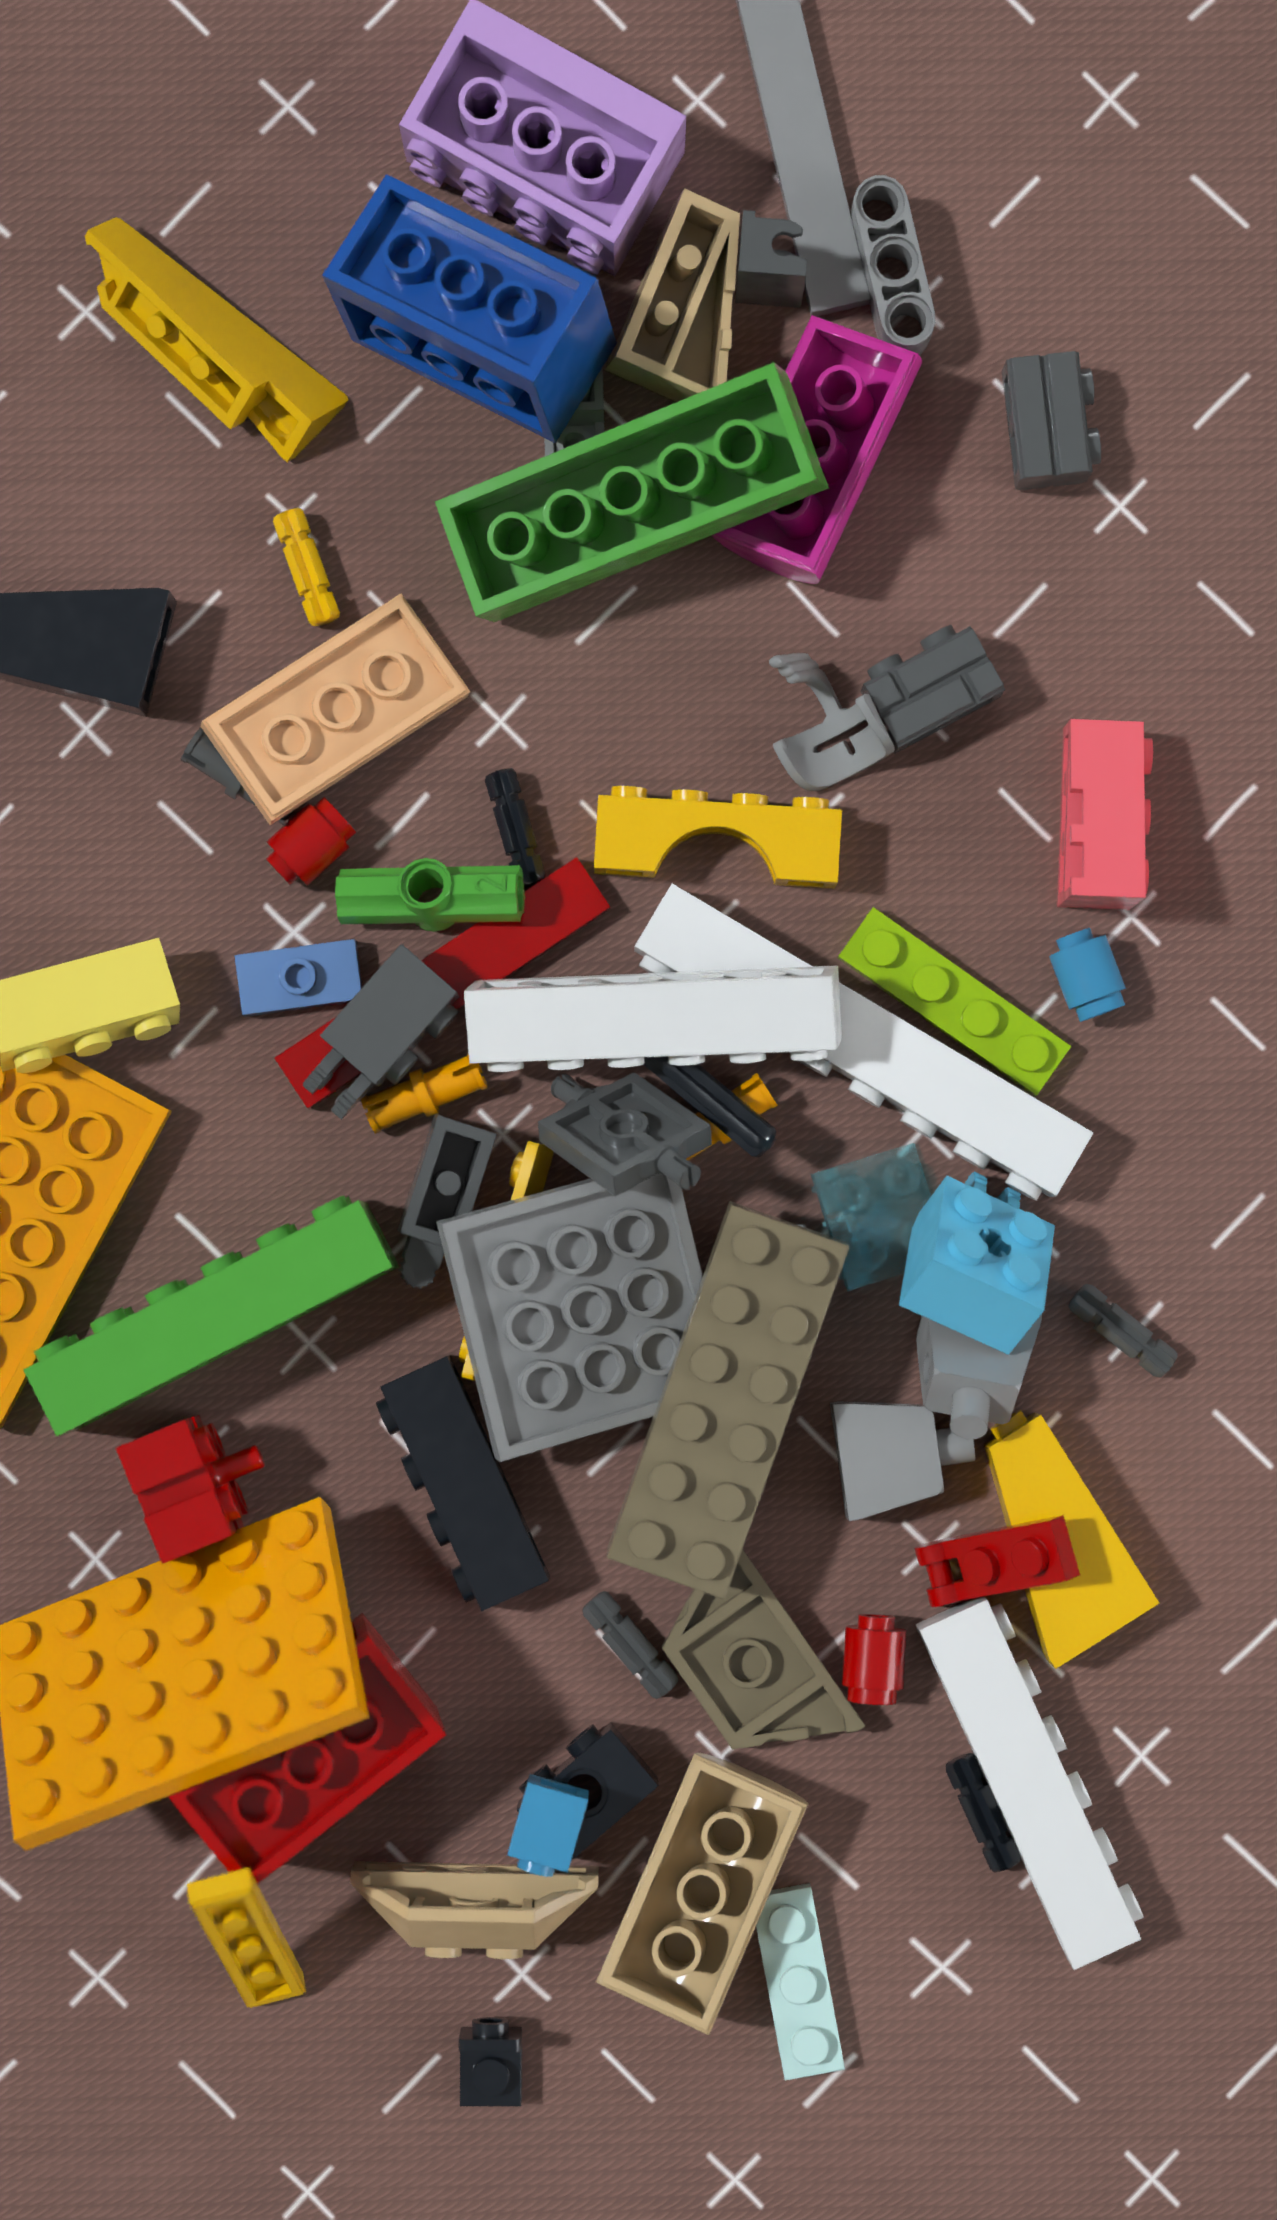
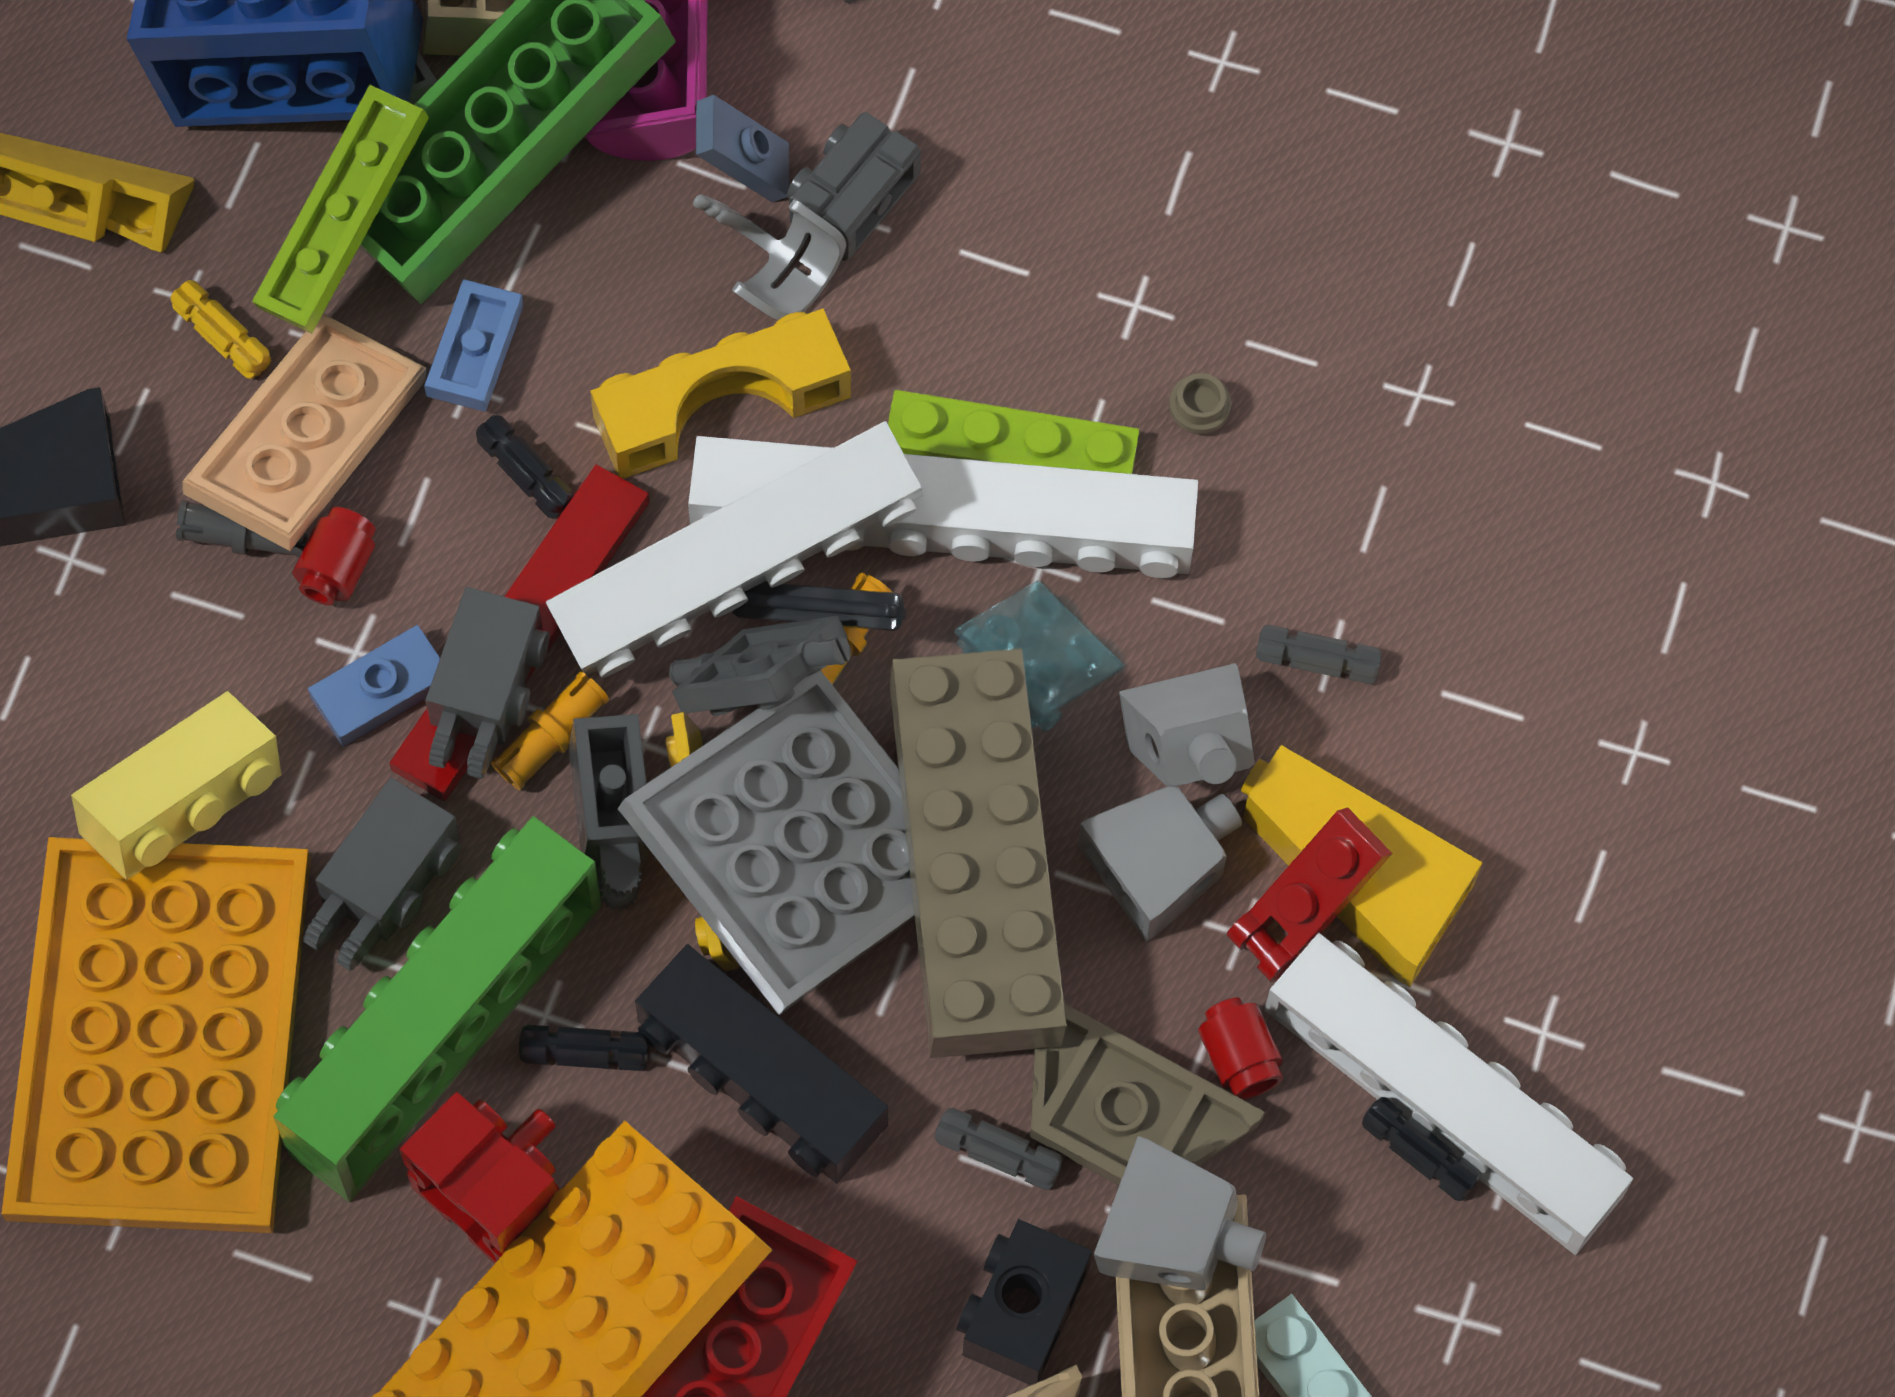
camera: 25 degrees left, 20 degrees down
(225, 1157) = (383, 870): none -> dark grey hinge
(324, 1392) = (583, 1047): none -> black axle
(449, 524) = (340, 209): none -> lime plate
(466, 896) = (471, 549): bright green piece -> none
(521, 689) = (474, 345): none -> medium blue plate
(547, 1826) = (1001, 1324): dark azure brick -> none
(731, 1811) = (1173, 1223): none -> light grey torso
(844, 613) = (742, 148): none -> sand blue plate
(978, 1263) = (1151, 630): medium azure hinge -> none
(1088, 974) = (1122, 360): dark azure brick -> none
(1104, 814) = (1066, 223): coral wedge -> none
(1138, 1044) = (1200, 403): none -> dark tan plate

